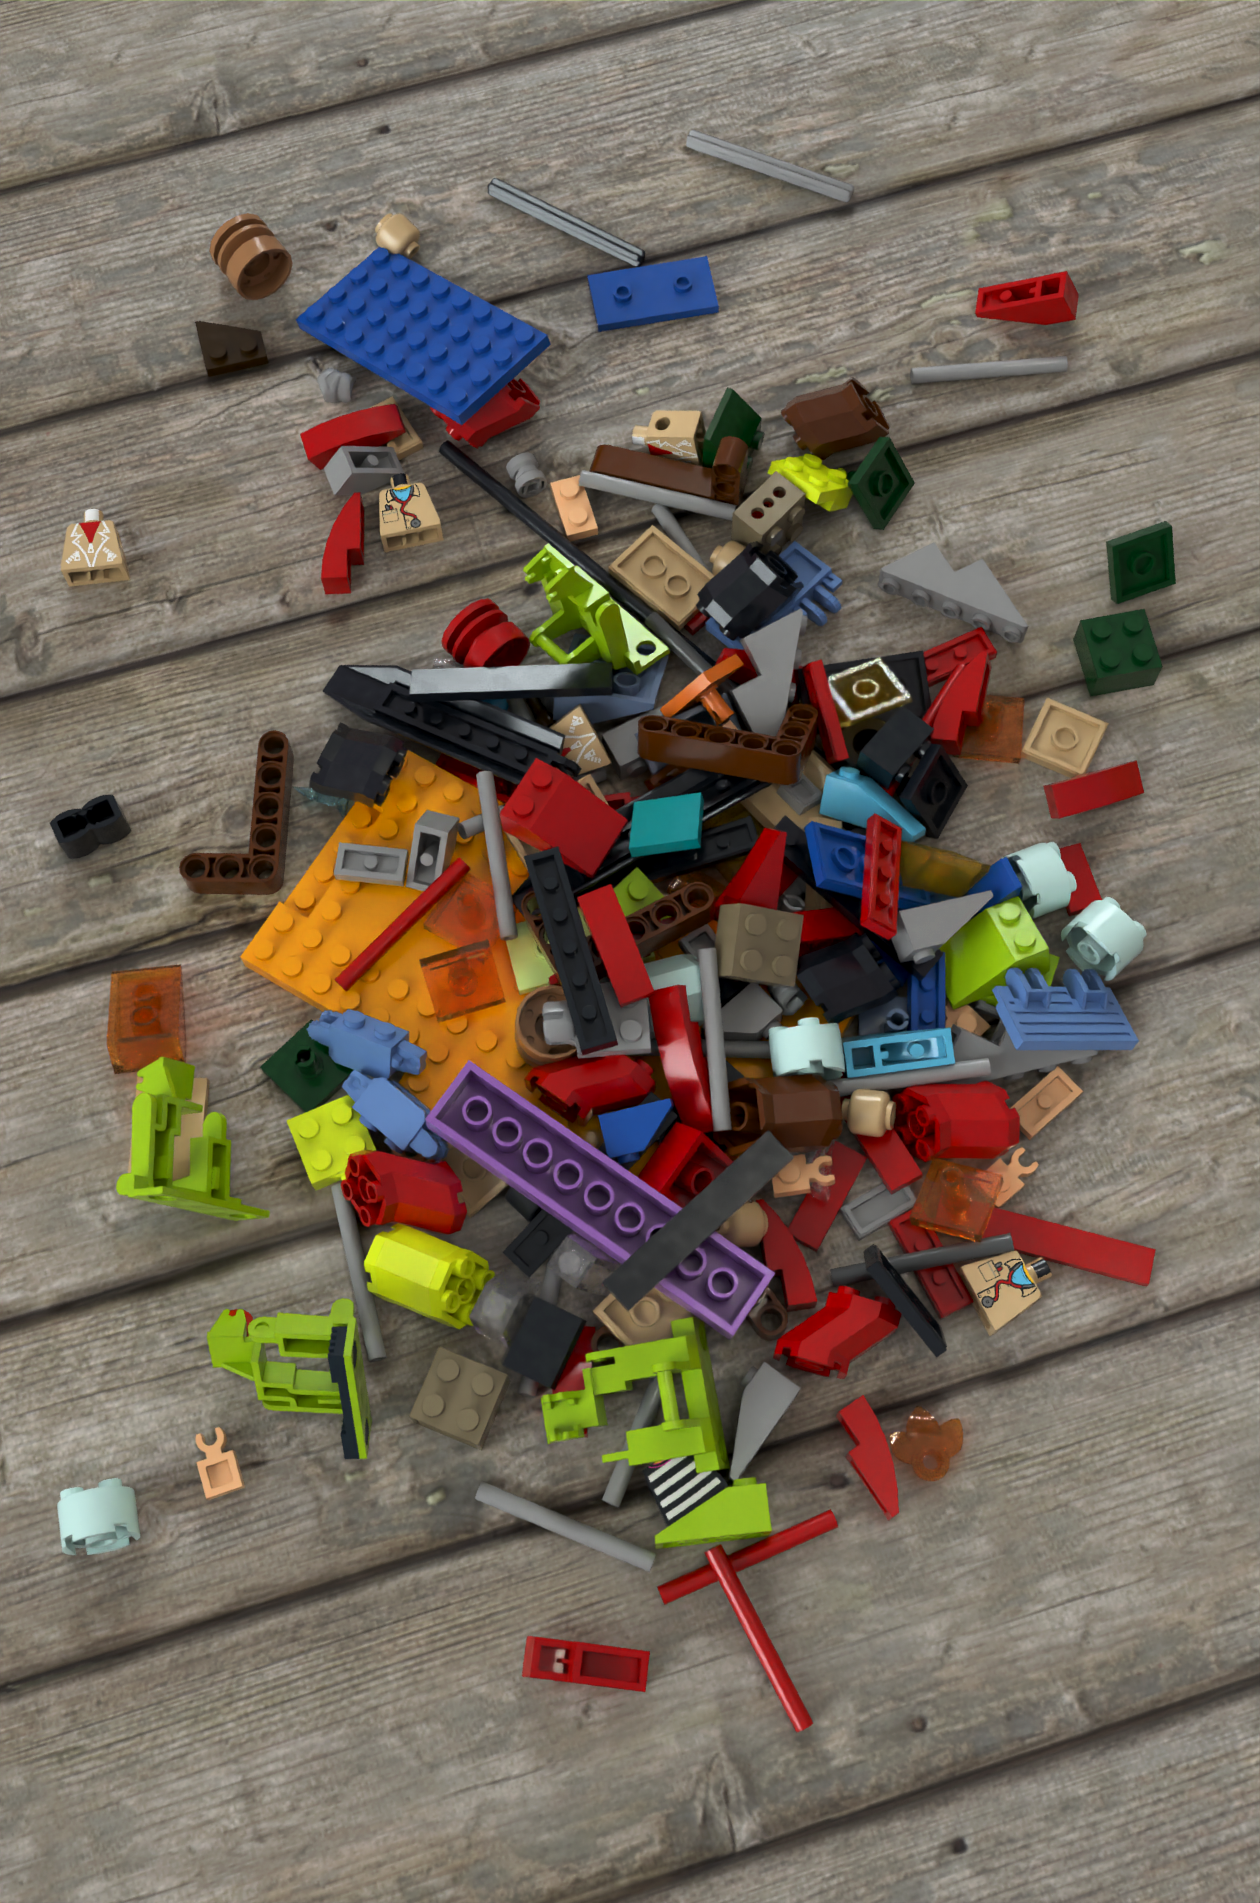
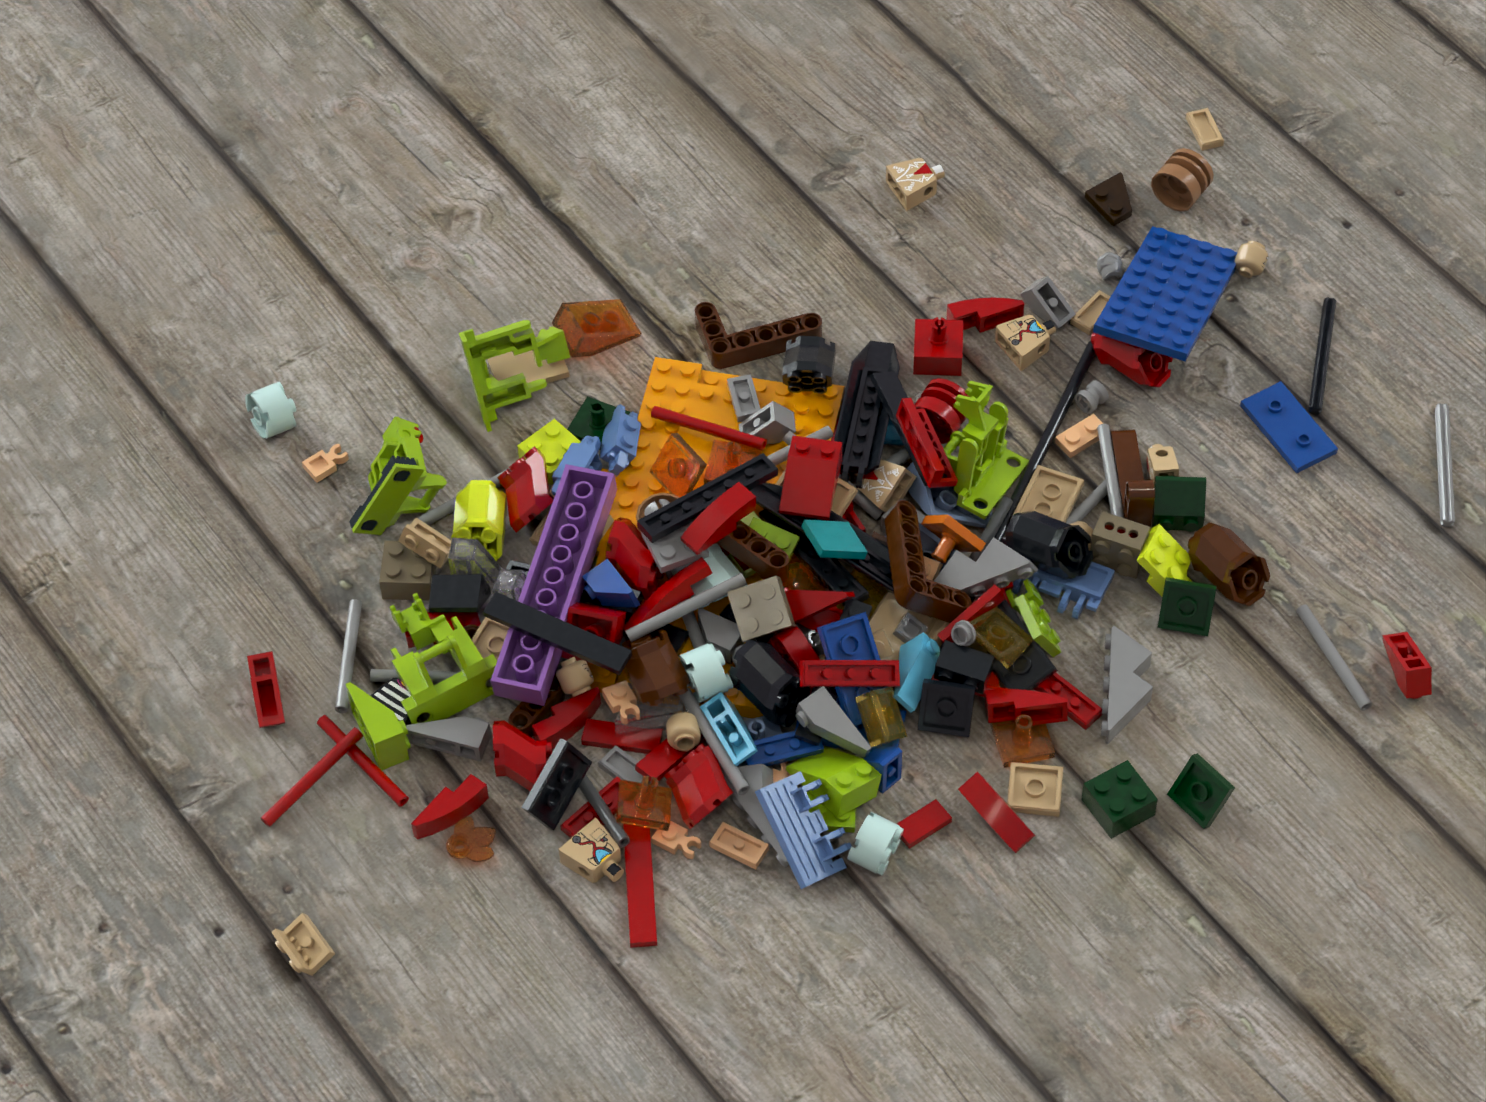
camera: 70 degrees right, 15 degrees down
(84, 829) = (711, 249): black brick -> none
(170, 213) = (1204, 129): none -> tan tile
(360, 428) = (1073, 286): red slope -> none
(376, 614) = (938, 347): none -> red brick
(450, 1355) = (426, 542): none -> tan bracket
(558, 670) = (925, 445): none -> red fence
(837, 646) = (1036, 620): none -> lime plate
(865, 725) = (963, 633): none -> light grey plate
(1031, 1727) = (303, 945): none -> tan bracket
(1043, 878) = (903, 789): light aqua brick -> none

